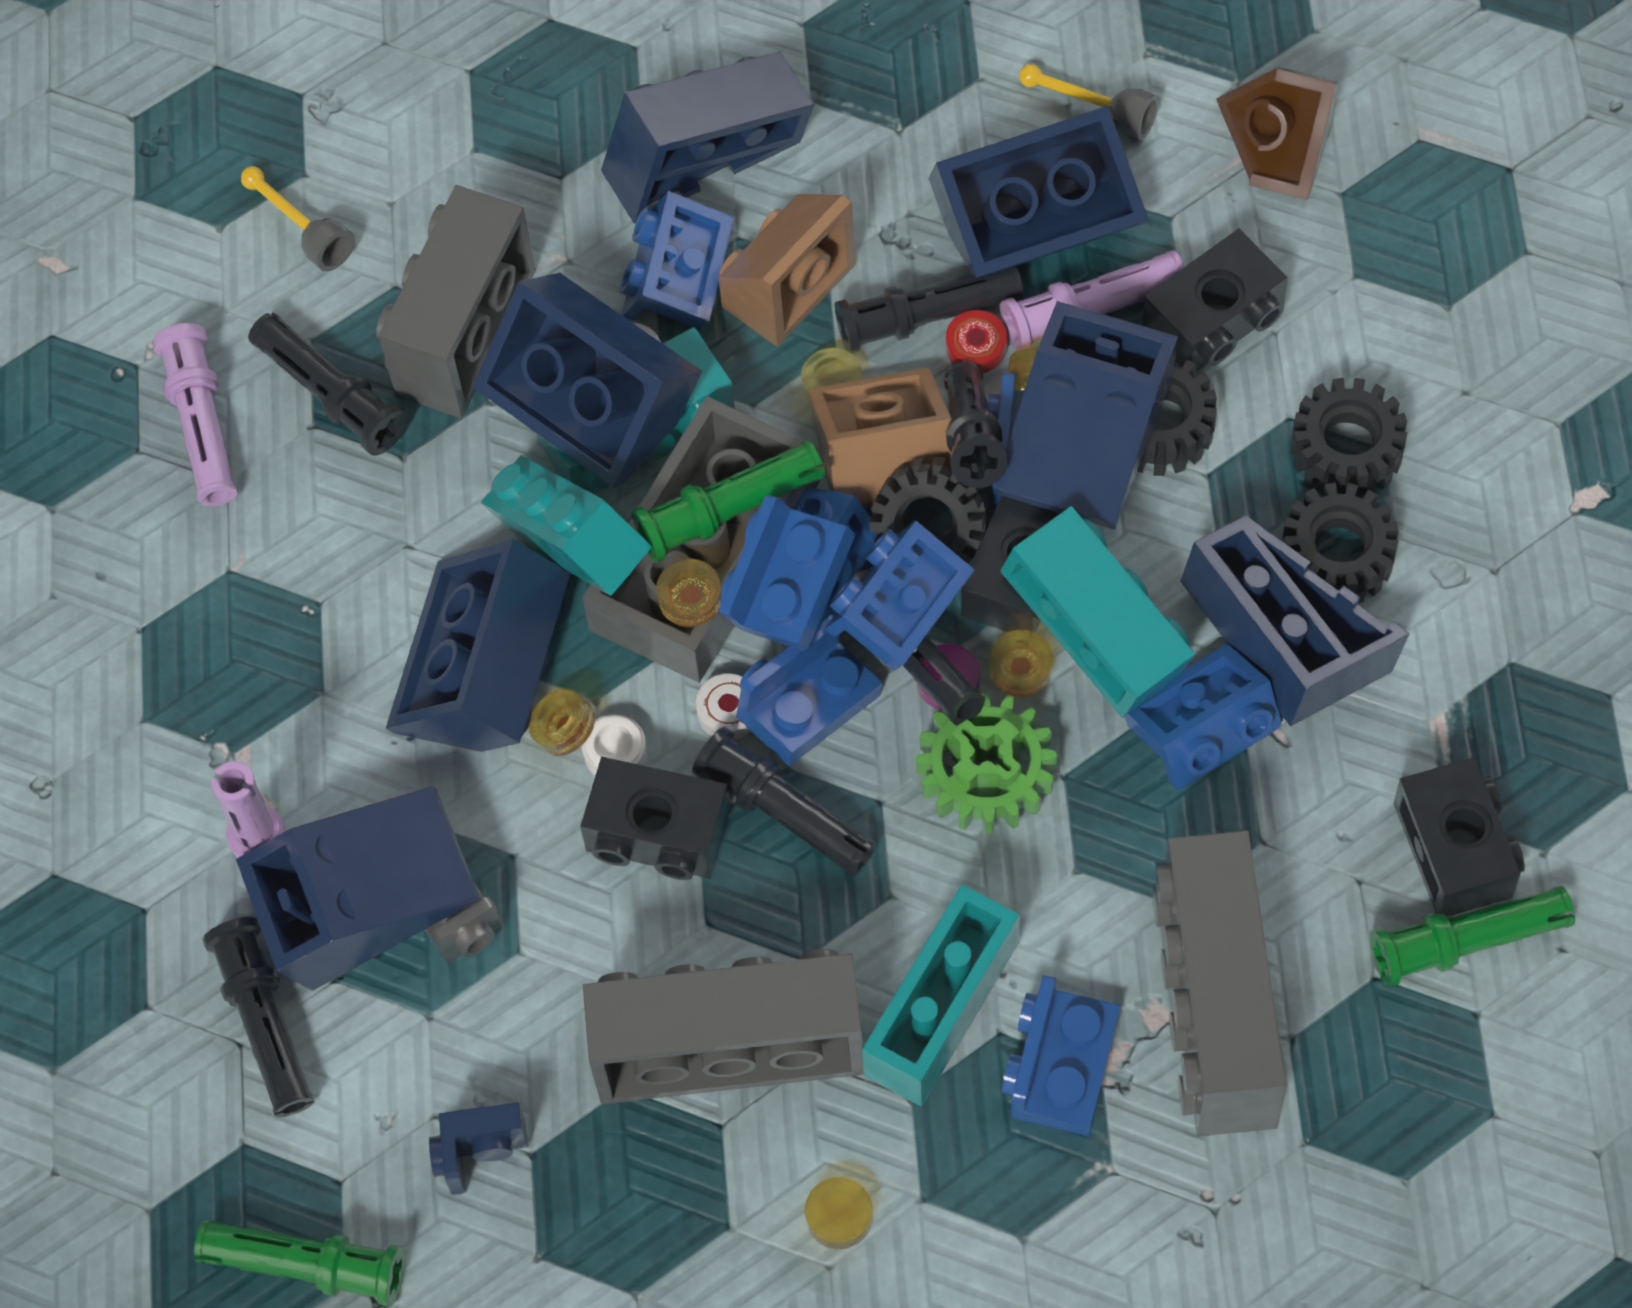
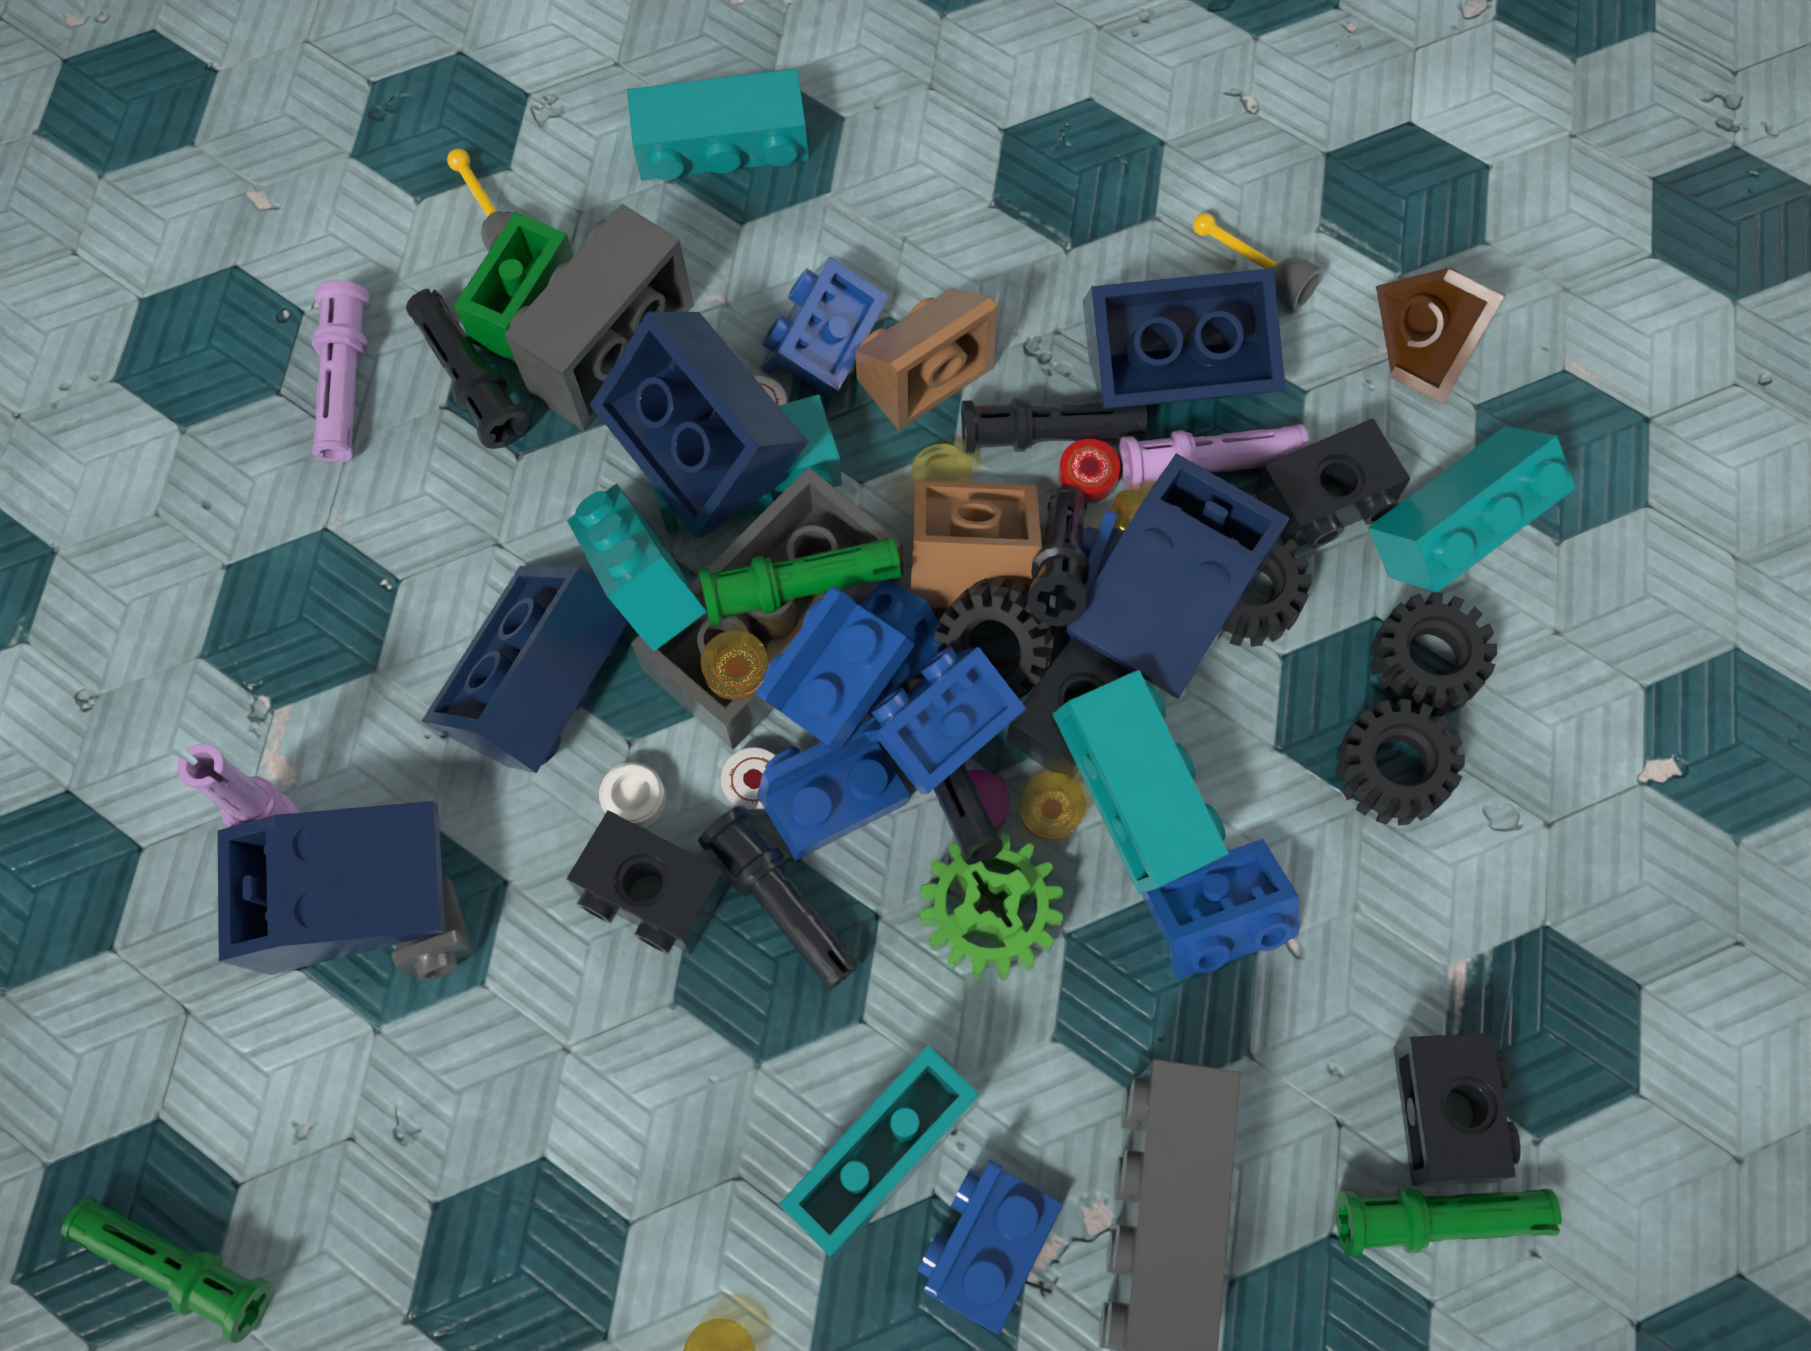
camera: 10 degrees right, 5 degrees up
(251, 983) = (213, 1075): black pin -> none
(357, 286) = (509, 279): none -> green brick
(482, 1132) = (387, 1183): dark blue bracket -> none
(513, 84) = (717, 124): none -> teal brick
(562, 722) = (587, 759): clear yellow tile -> none
(700, 124) = (882, 201): dark blue wedge -> none
(723, 1027) = (645, 1133): dark grey brick -> none
(1287, 619) = (1330, 831): dark blue wedge -> none
(1353, 292) = (1472, 508): none -> teal brick

